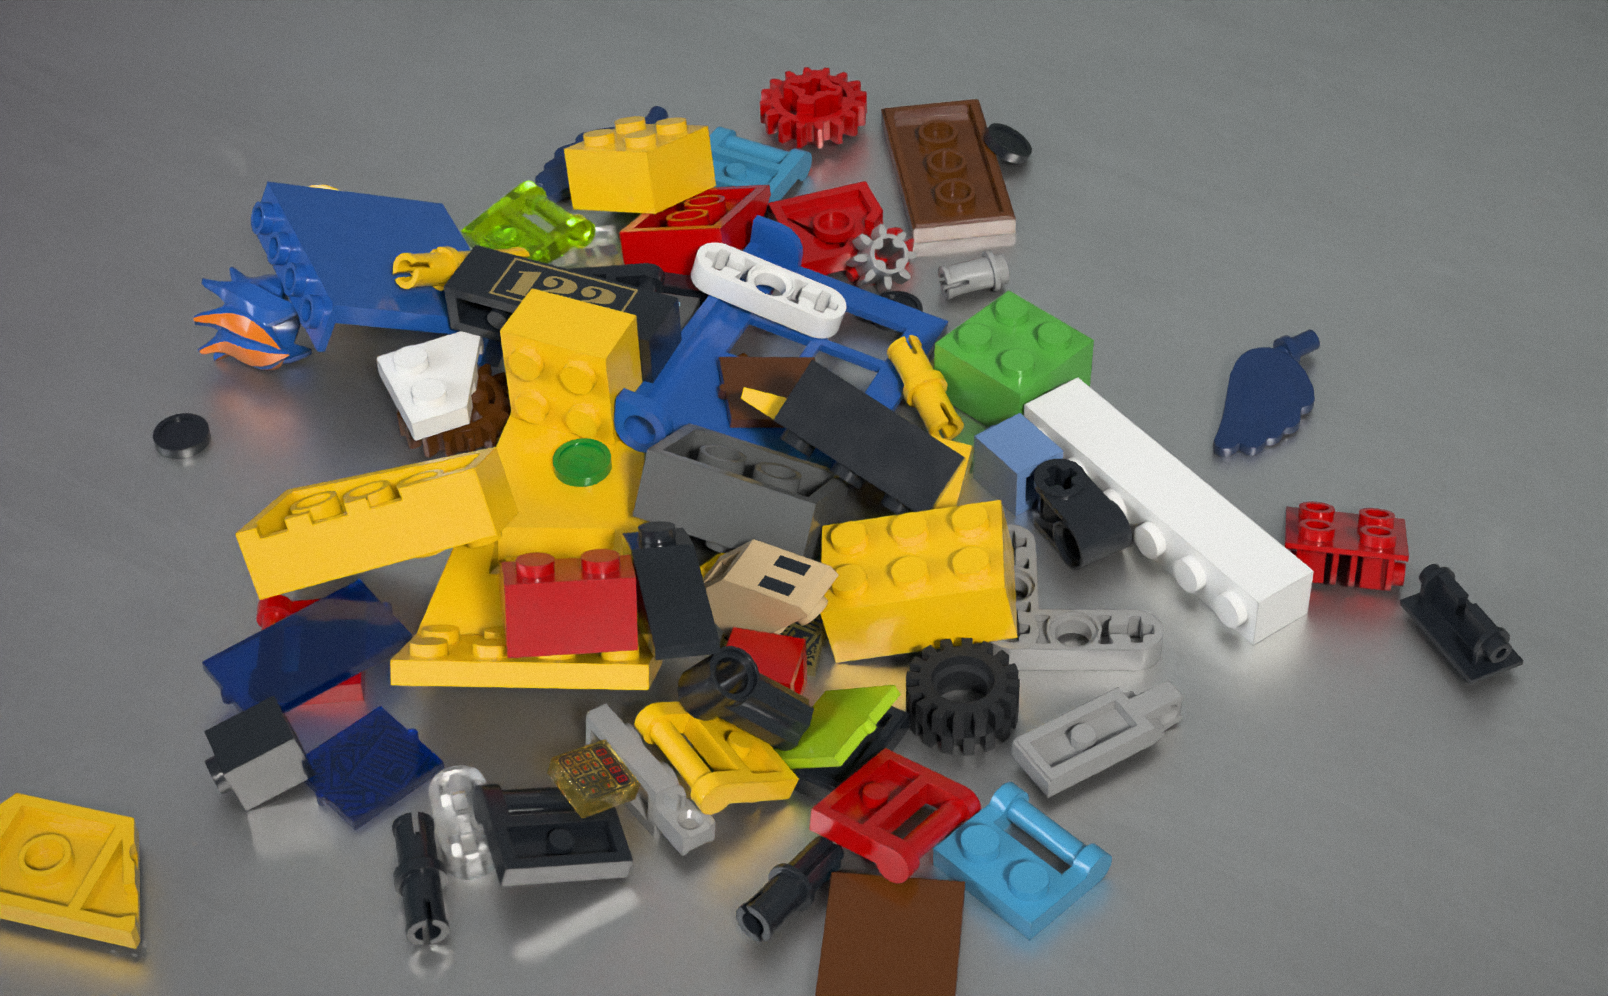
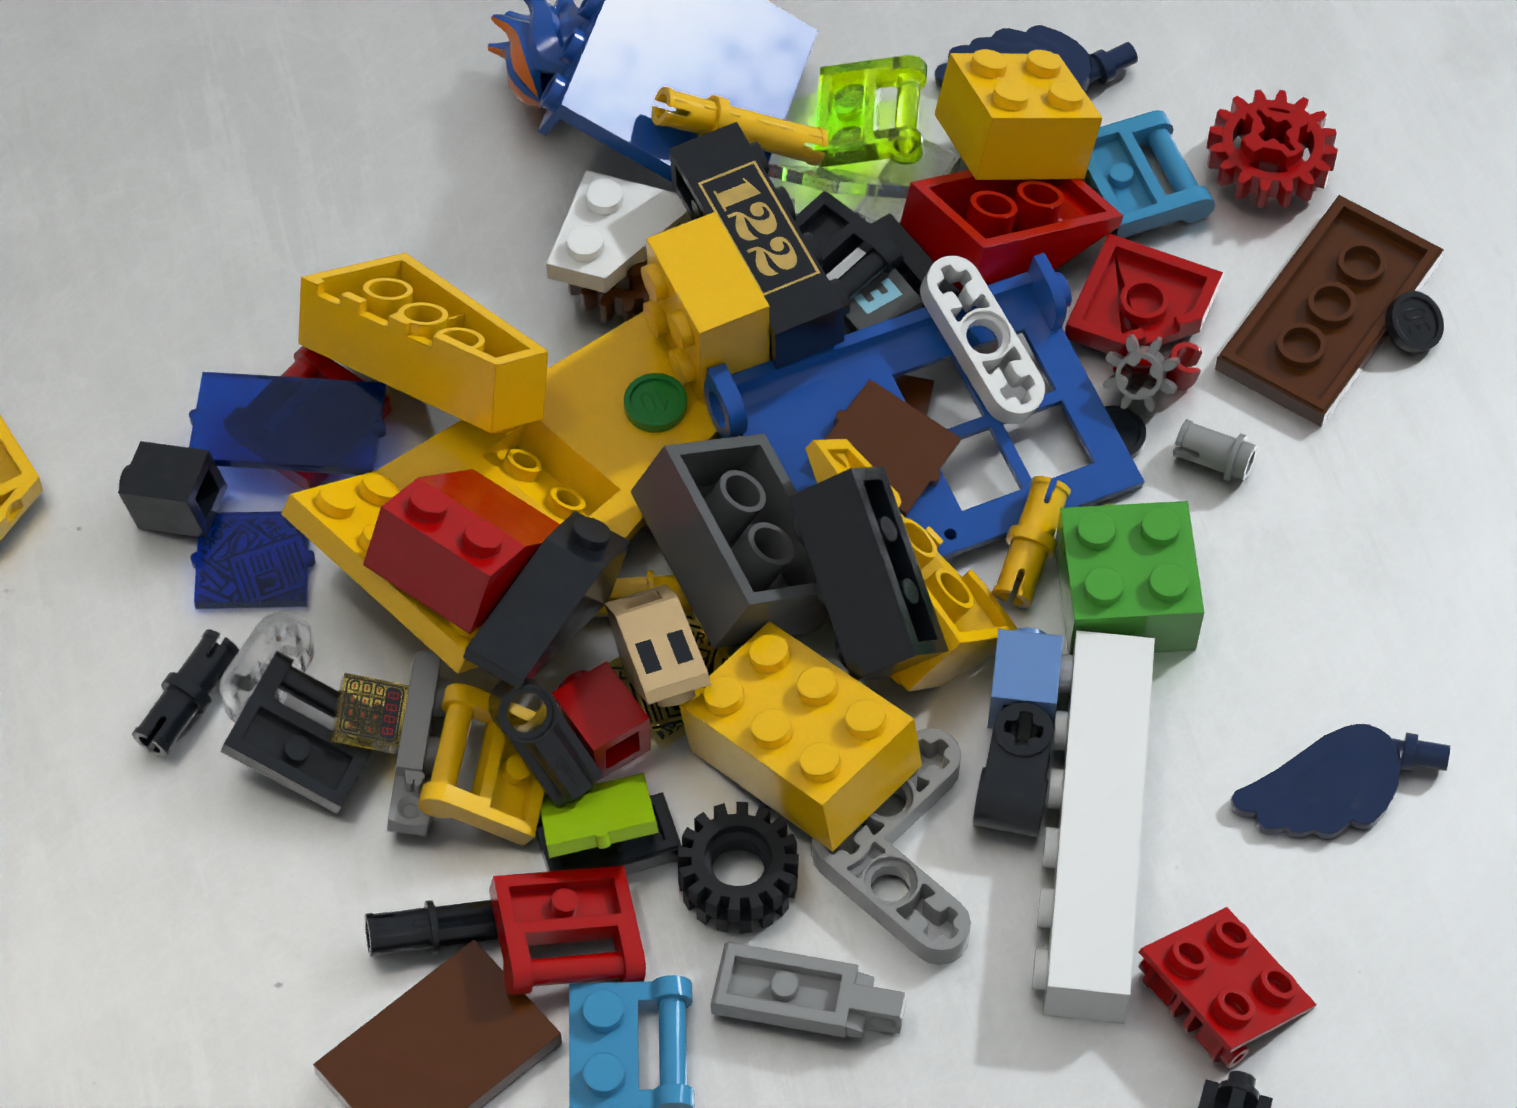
camera: 40 degrees right, 15 degrees up
(181, 435) = (411, 121): black piece -> none

